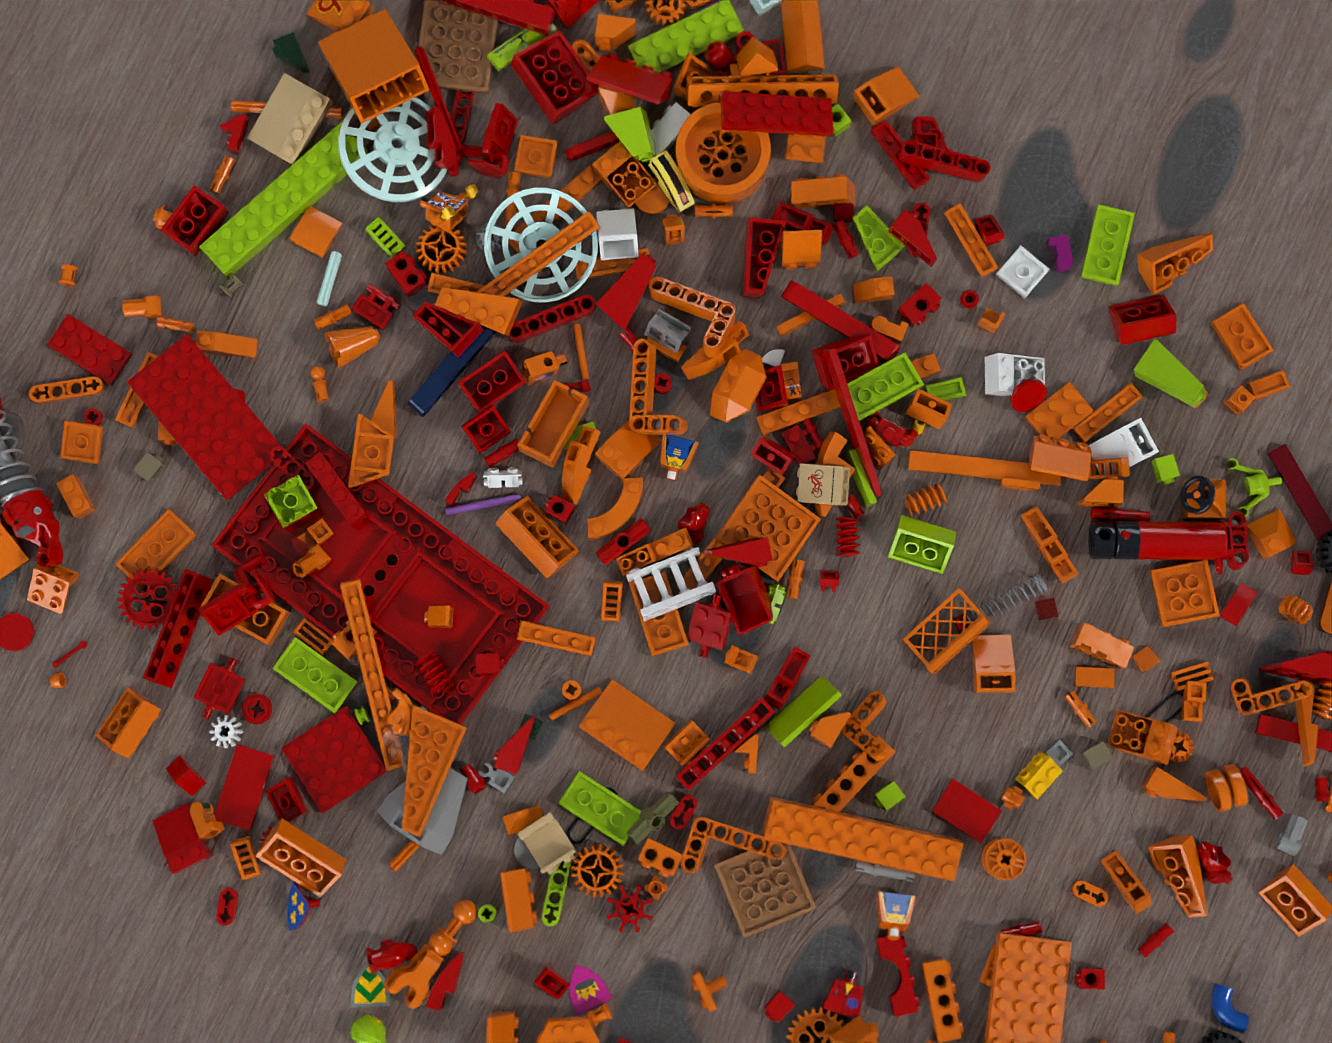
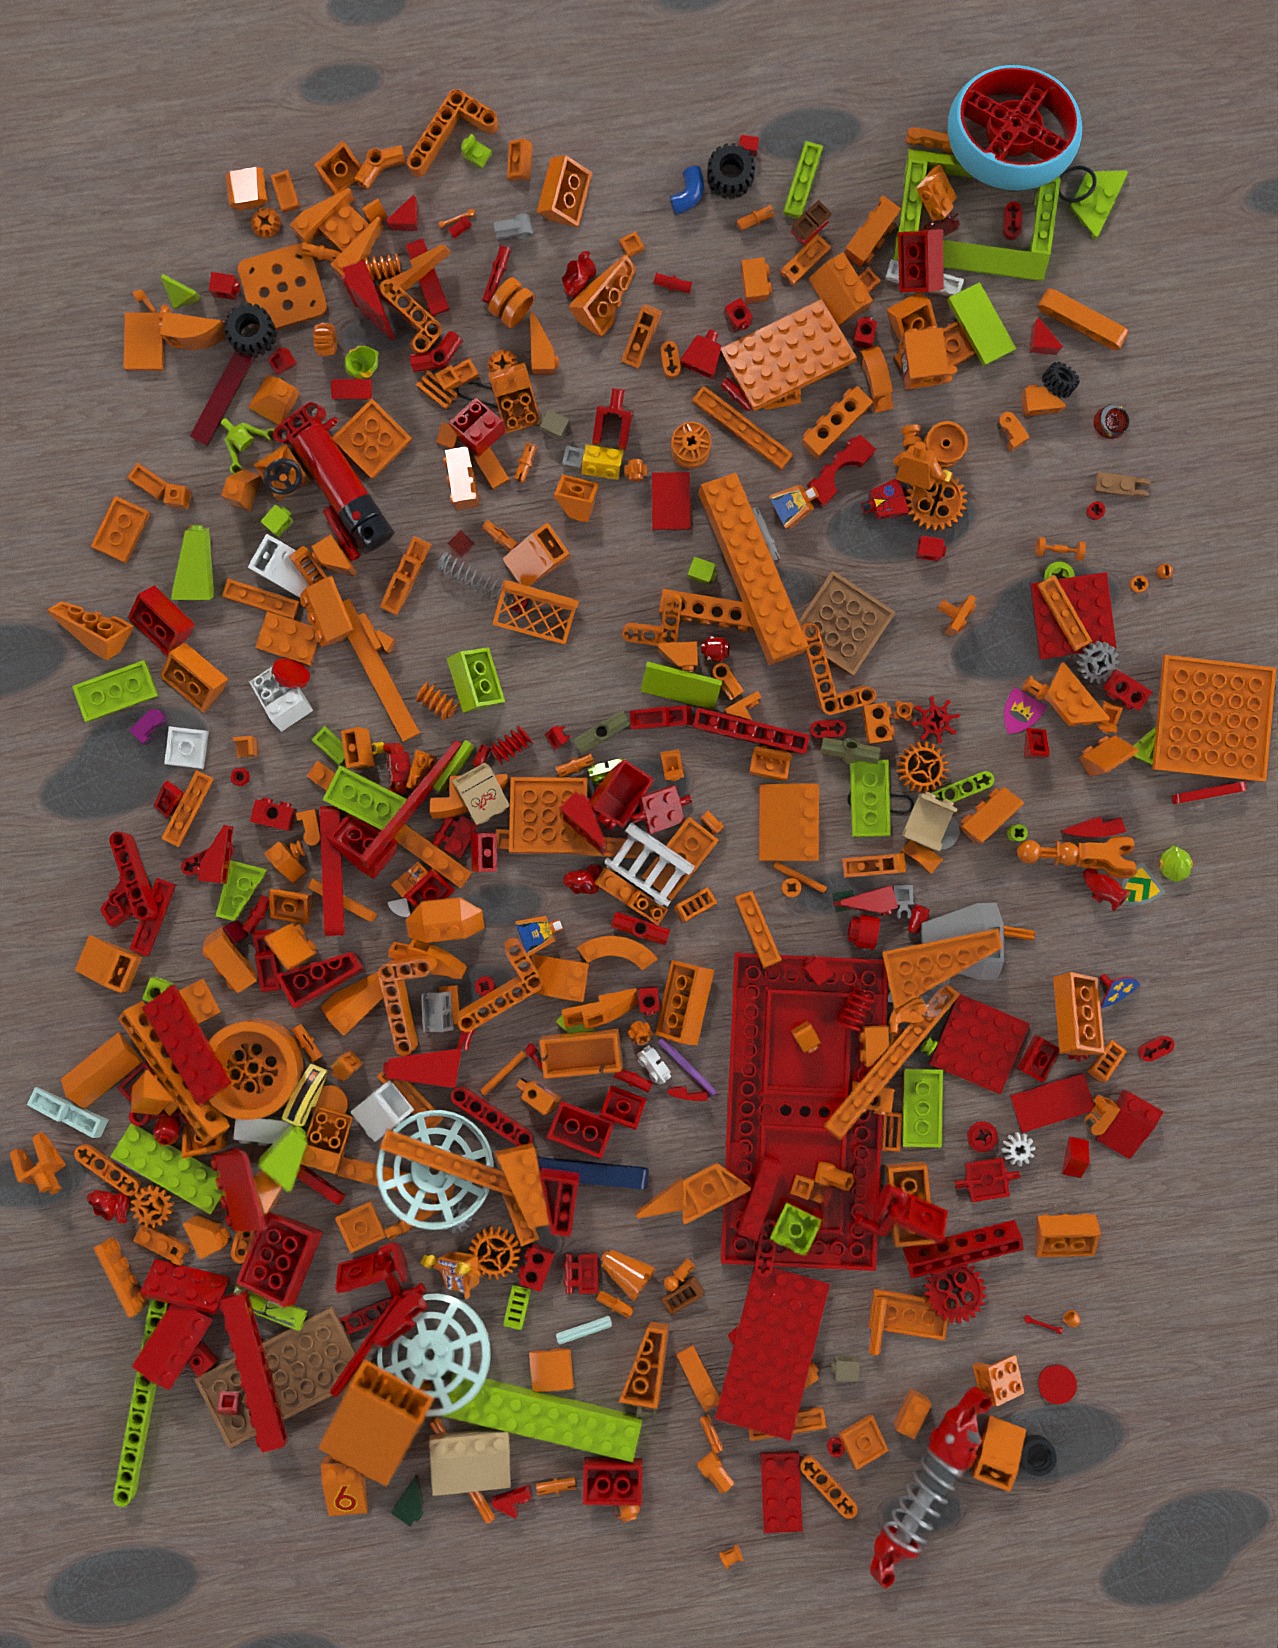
camera: 120 degrees left, 5 degrees up
(161, 512) = (877, 1325): none -> orange axle
(261, 306) = (646, 1375): none -> orange wedge
(300, 388) = (695, 1285): none -> dark orange slope
(395, 670) = (875, 1042): none -> orange slope
(494, 724) = (864, 931): none -> red piece
(537, 483) = (640, 1032): none -> orange gear
(542, 773) = (874, 865): none -> orange slope
(670, 661) = (714, 824): none -> orange pin
(720, 268) = (353, 1003): none -> orange wedge
(778, 754) = (729, 683): none -> orange piece
(808, 606) = (591, 739): none -> olive piece
(814, 762) = (715, 649): none -> red head
(835, 270) = (290, 905): none -> orange slope
(877, 306) = (298, 849): none -> orange bush
(990, 915) = (742, 428): none -> orange tile
(1003, 491) = (387, 641): none -> orange slope
(1022, 732) = (576, 497): none -> orange slope
(1031, 645) = (499, 535): none -> orange pin
(1075, 923) = (702, 355): none -> red torso
(1076, 816) = (615, 407): none -> red piece
(1078, 315) = (193, 676): none -> orange slope
(1112, 1013) = (755, 281): none -> orange brick
(1137, 688) = (477, 427): none -> red slope
(1211, 457) = (241, 489): none -> orange slope
(1212, 928) = (631, 244): none -> orange tile
(1222, 684) = (446, 348): none -> red piece
(1256, 627) = (361, 362): none -> lime hair

